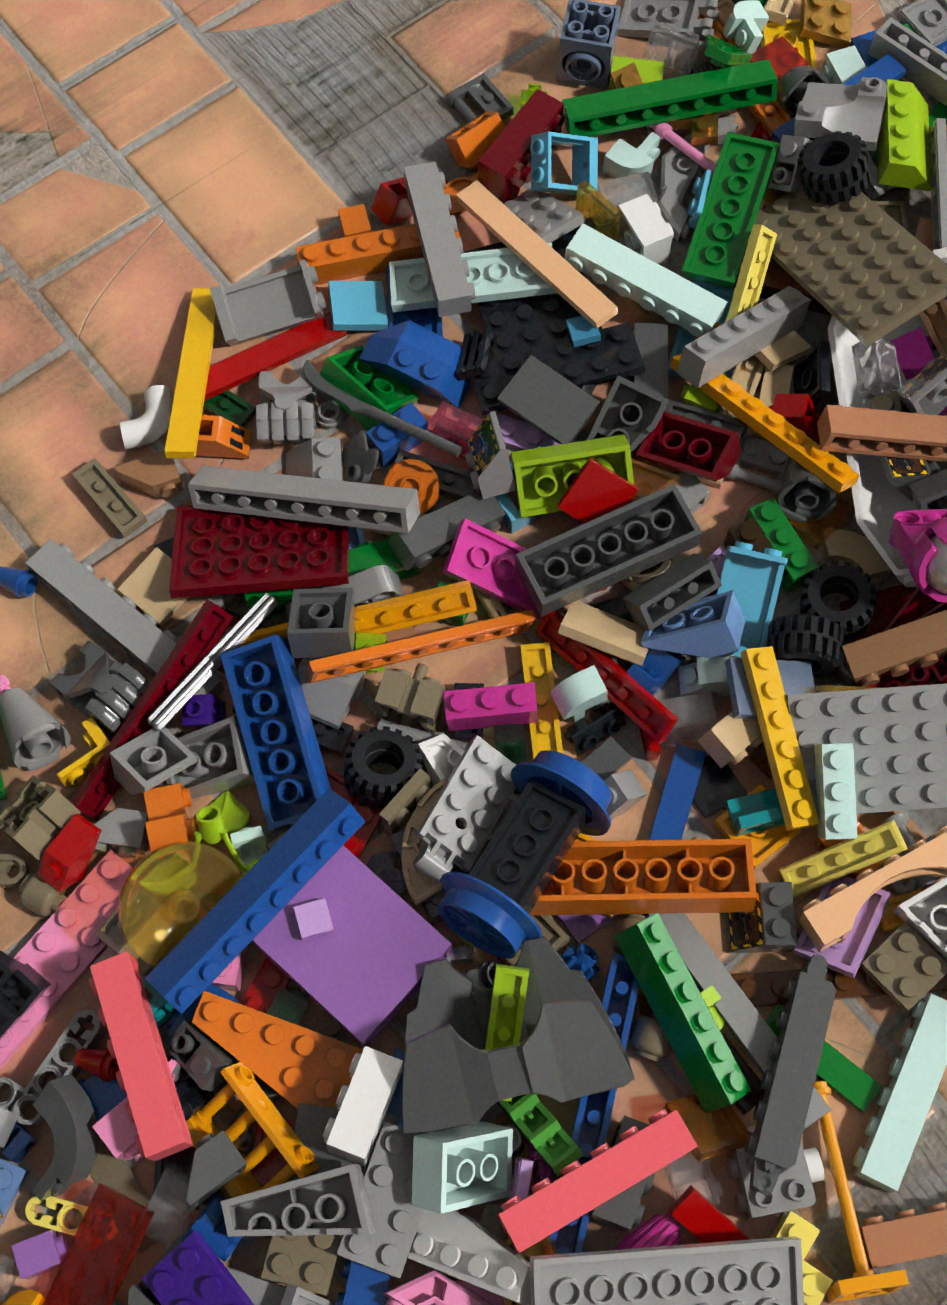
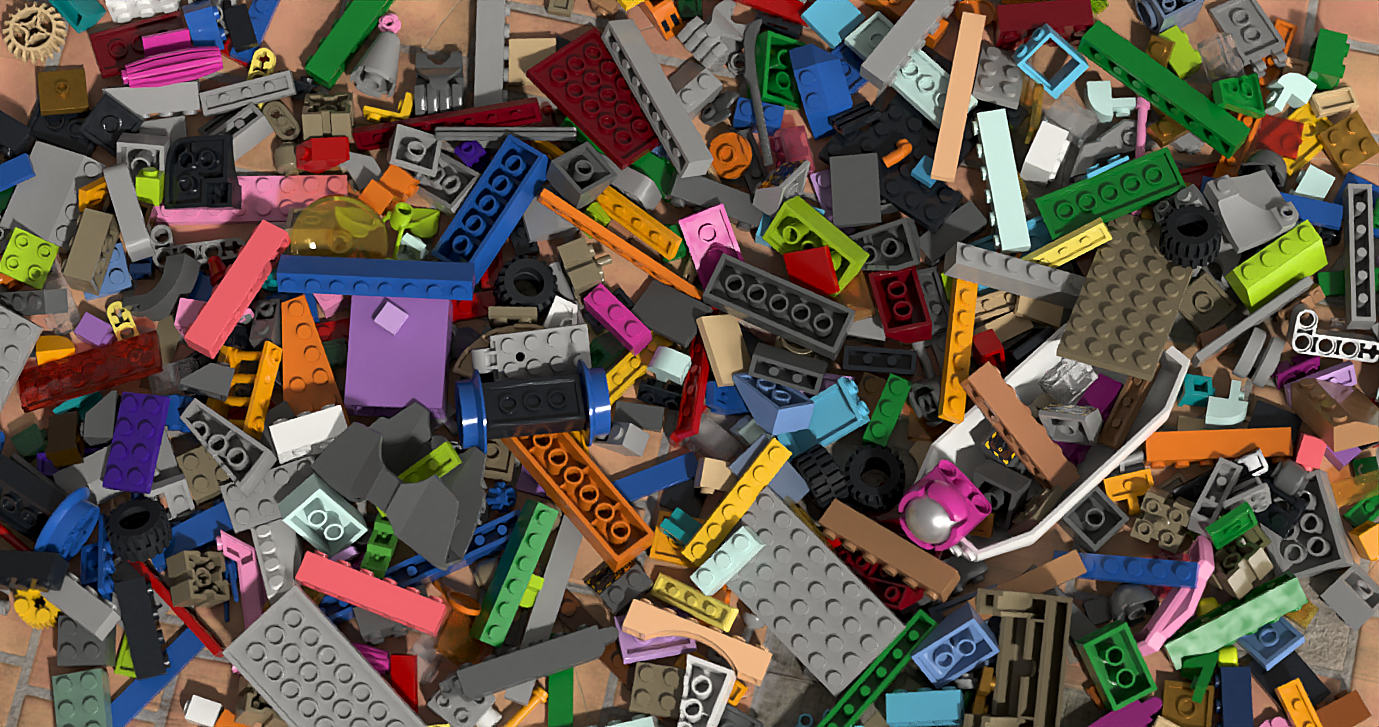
camera: 50 degrees right, 5 degrees up
(339, 345) = (793, 29): none -> black pin
(525, 653) = (670, 313): none -> dark grey tile
(546, 343) = (897, 155): none -> orange arm
(663, 1092) = (458, 600): none -> orange piece
(729, 508) = (879, 360): none -> black brick

